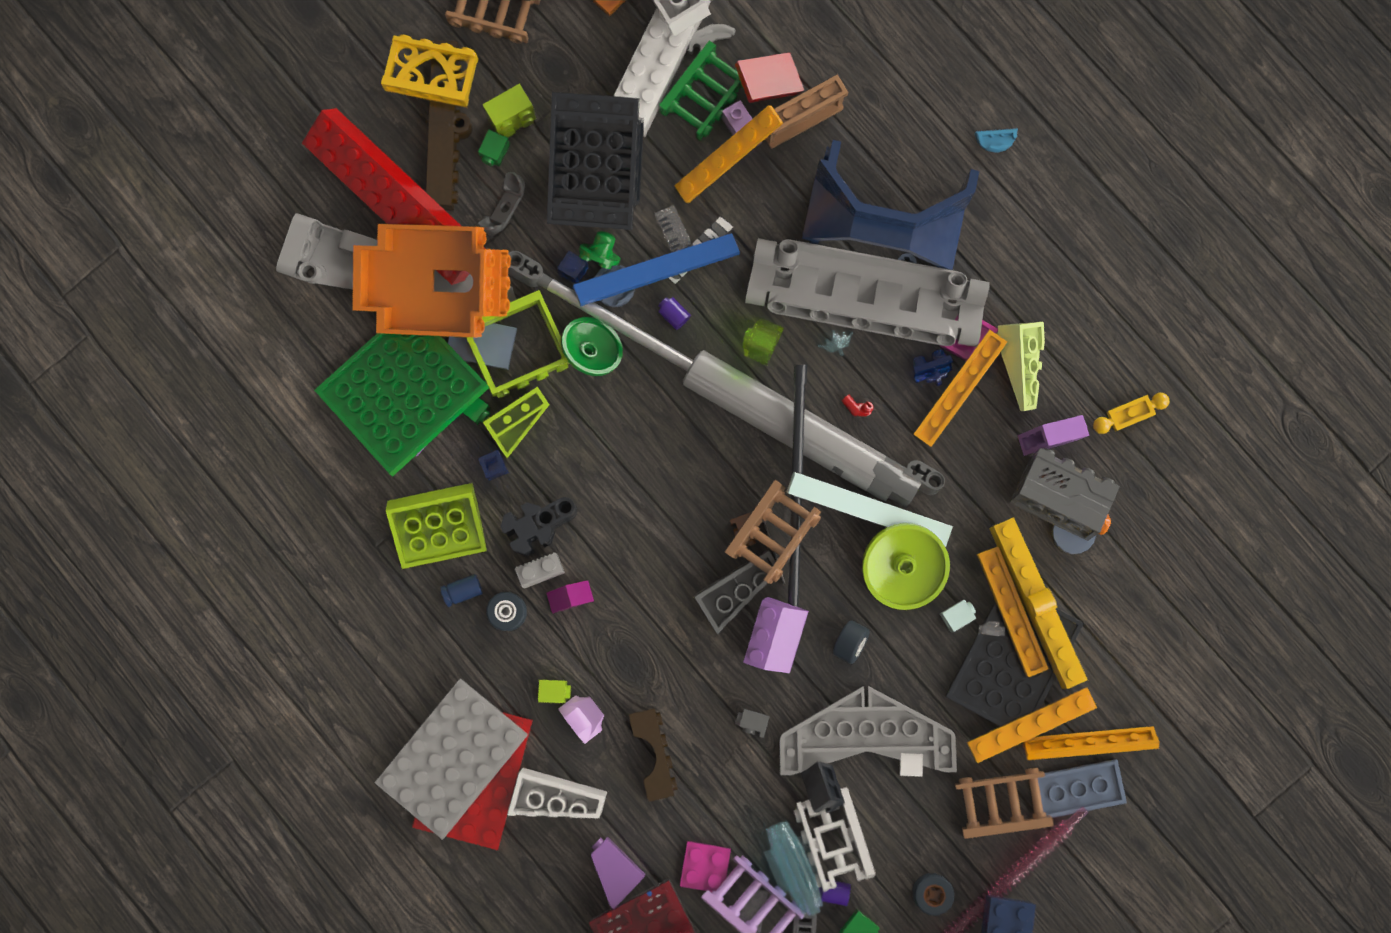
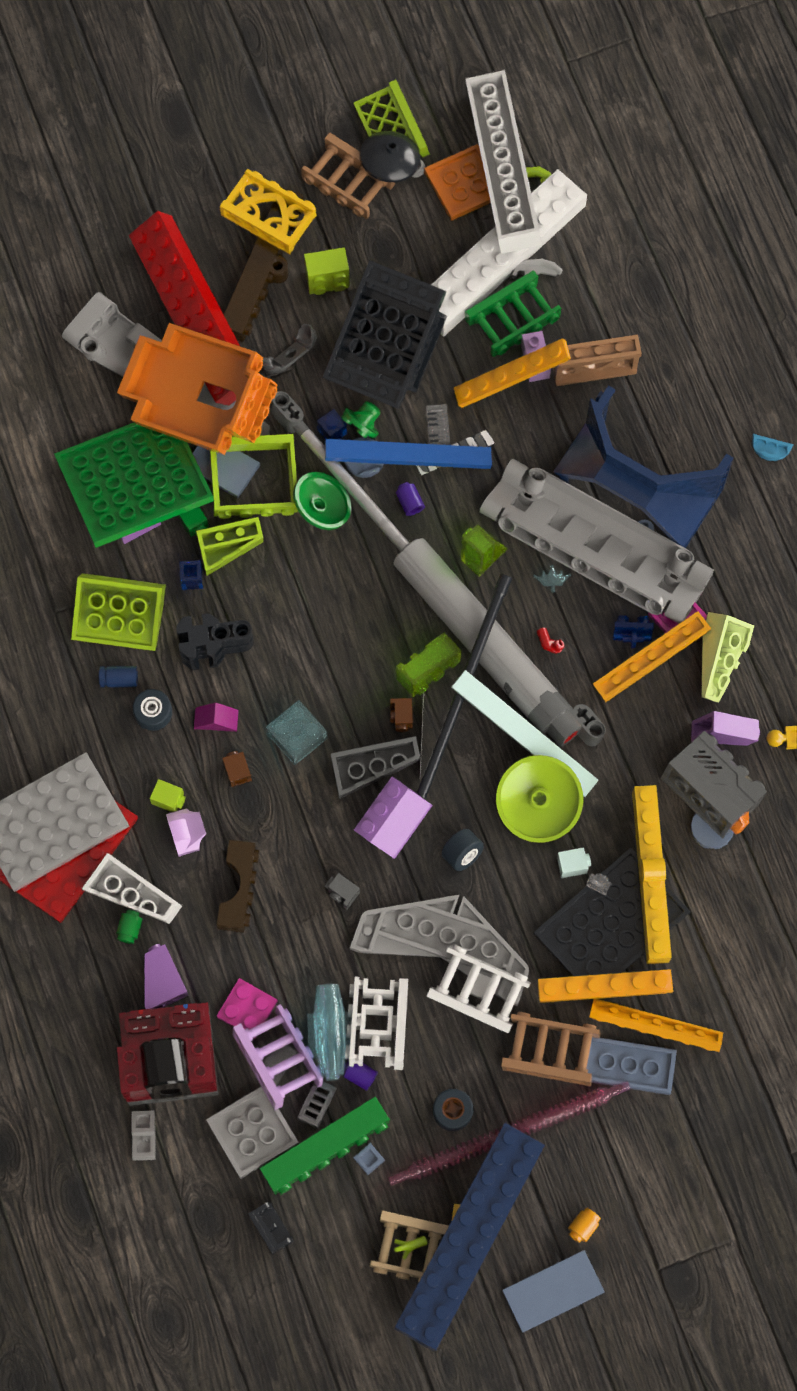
camera: 20 degrees right, 10 degrees down
(493, 148) = (300, 299): green brick -> none
(539, 570) = (197, 683): light grey brick -> none
(565, 831) = (129, 927): none -> green brick
(608, 639) = (236, 768): none -> reddish brown brick
(652, 584) = (296, 732): none -> clear light blue brick
(752, 530) = (423, 699): medium nougat fence -> none
(753, 472) = (428, 665): none -> clear neon green wedge
(769, 77) = (576, 320): tile -> none
(822, 787) = (385, 970): black hinge -> none
(925, 791) = (461, 1001): none -> white fence
(1012, 611) = (625, 874): light orange plate -> none

